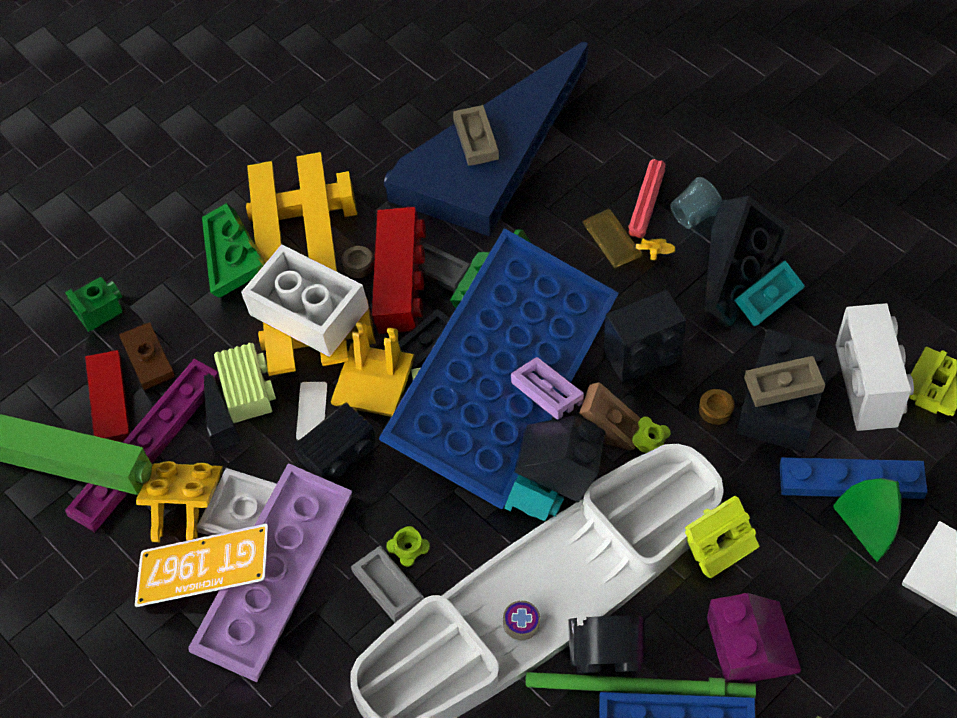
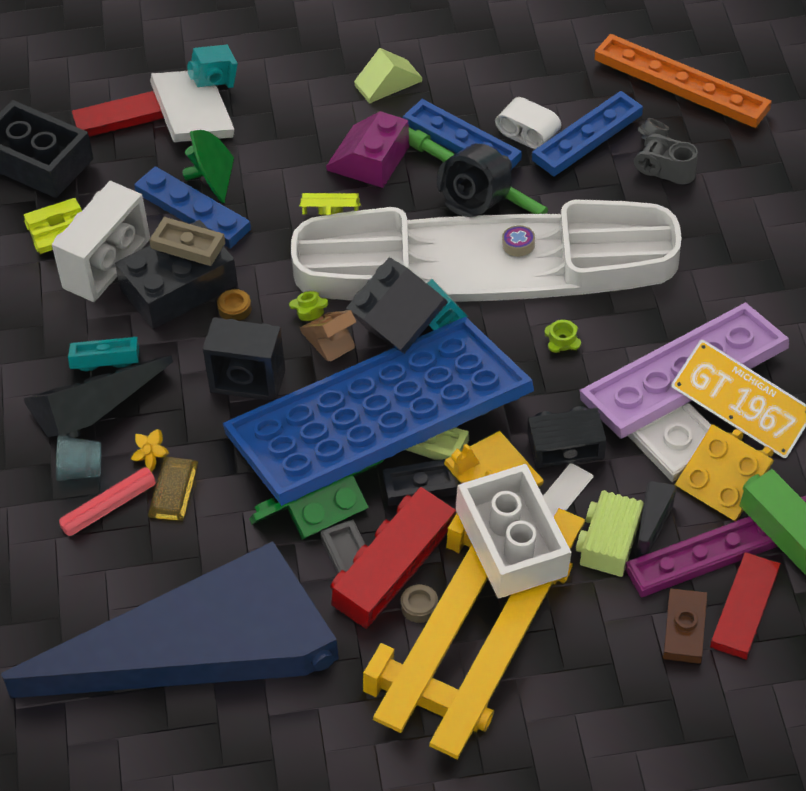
camera: 145 degrees left, 5 degrees down
(95, 303) = (708, 704): green brick -> none
(229, 251) = (539, 673): green wing -> none
(387, 583) = (598, 323): light grey tile -> none
(475, 135) = (213, 618): dark tan plate -> none
(542, 391) = (366, 379): lavender tile -> none

